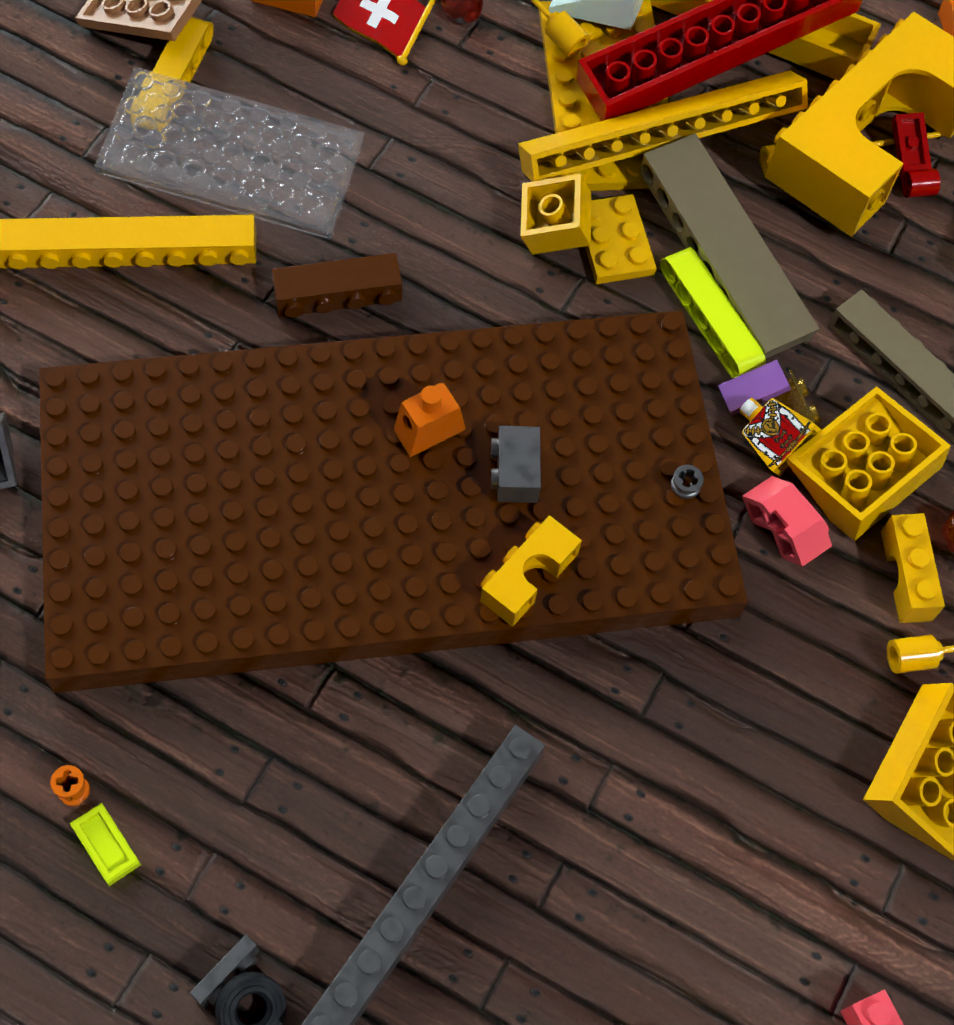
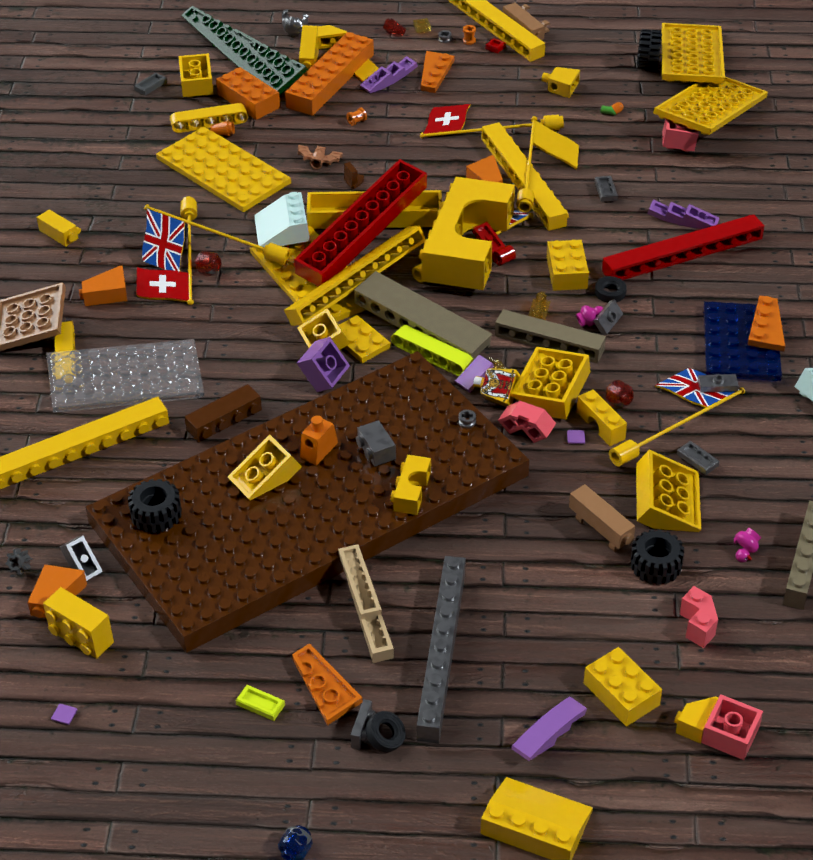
camera: 20 degrees left, 20 degrees down
(61, 779) = (228, 680): orange bush -> none
(119, 401) = (154, 505): none -> black tyre
(215, 876) = (328, 688): none -> orange wing
(323, 432) = (264, 469): none -> yellow slope
(349, 749) = (366, 604): none -> tan slope
(525, 269) = (323, 364): none -> medium lavender brick
(806, 774) = (601, 517): none -> medium nougat brick
(853, 580) = (576, 436): none -> medium lavender piece
(878, 870) = (661, 568): none -> black tyre
(923, 308) = (539, 306): none -> clear yellow hinge

